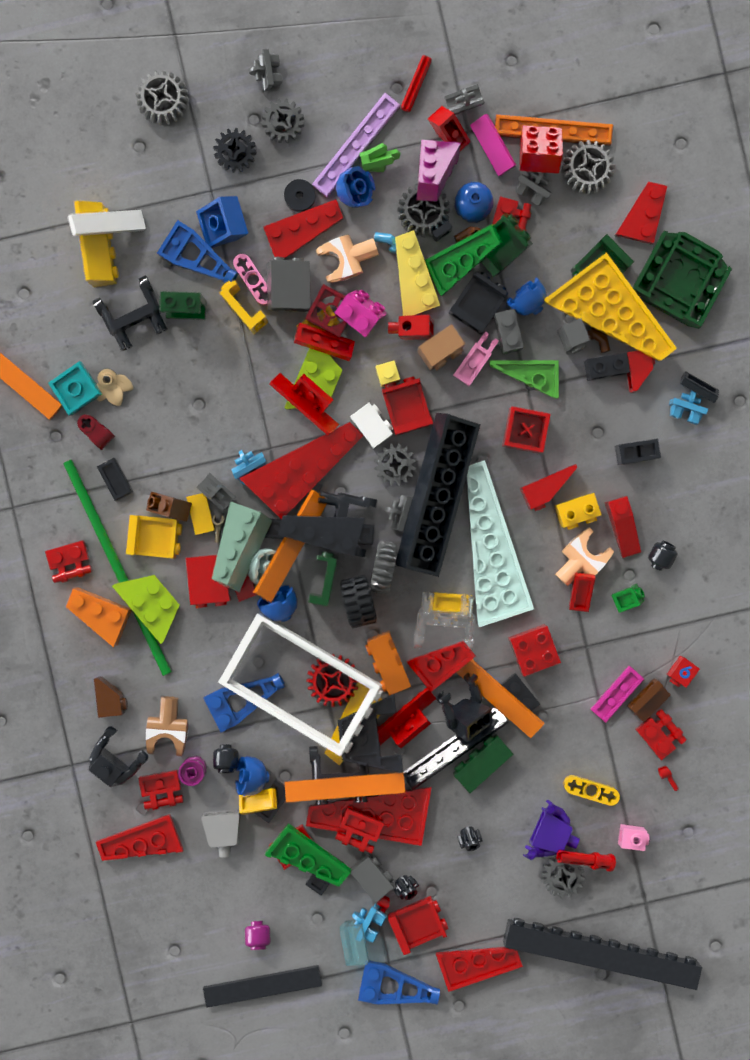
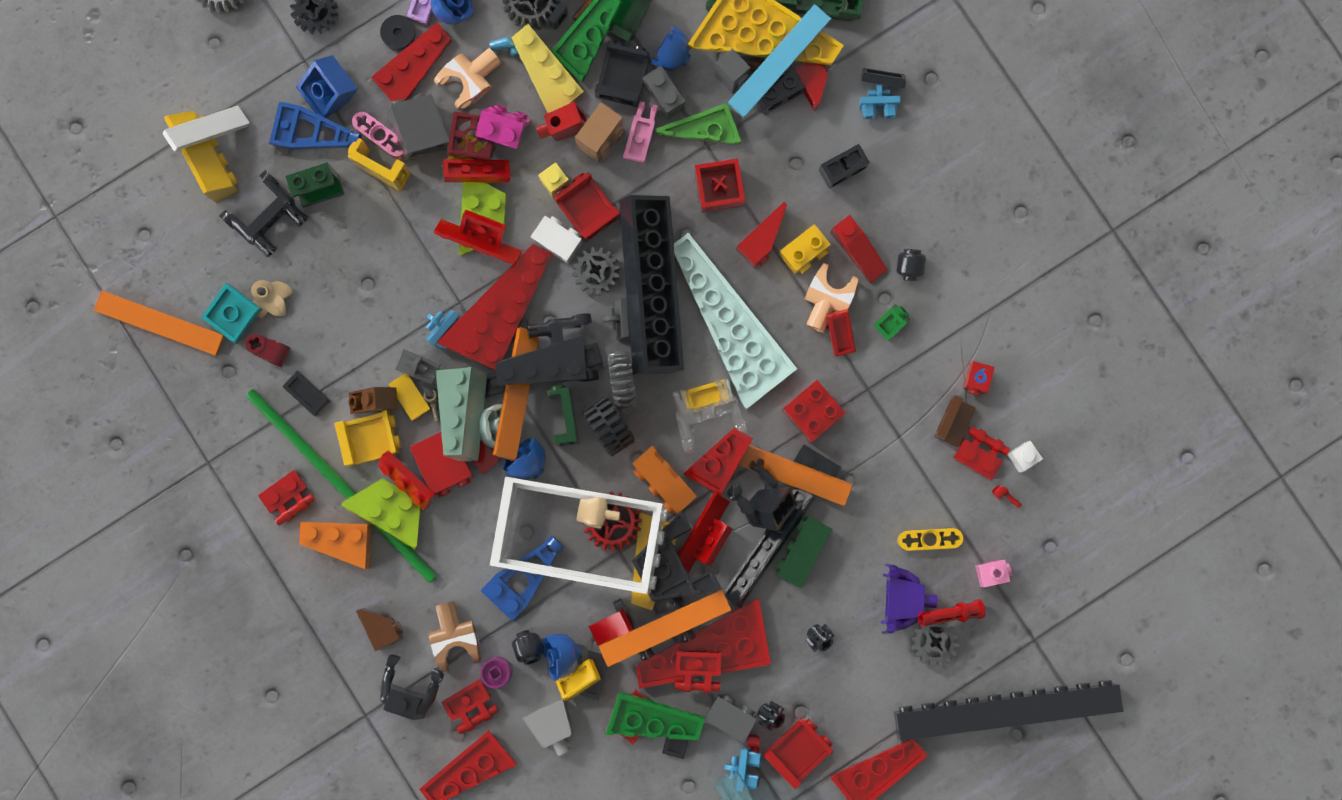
camera: 20 degrees left, 5 degrees down
(172, 584) = (405, 480): none -> red plate
(300, 768) = (611, 627): none -> red tile
(321, 671) = (594, 512): none -> tan piece
(617, 342) = (779, 61): none -> medium azure tile
(617, 694) = (919, 427): dark pink tile -> none
(696, 751) = (1024, 456): none -> white brick

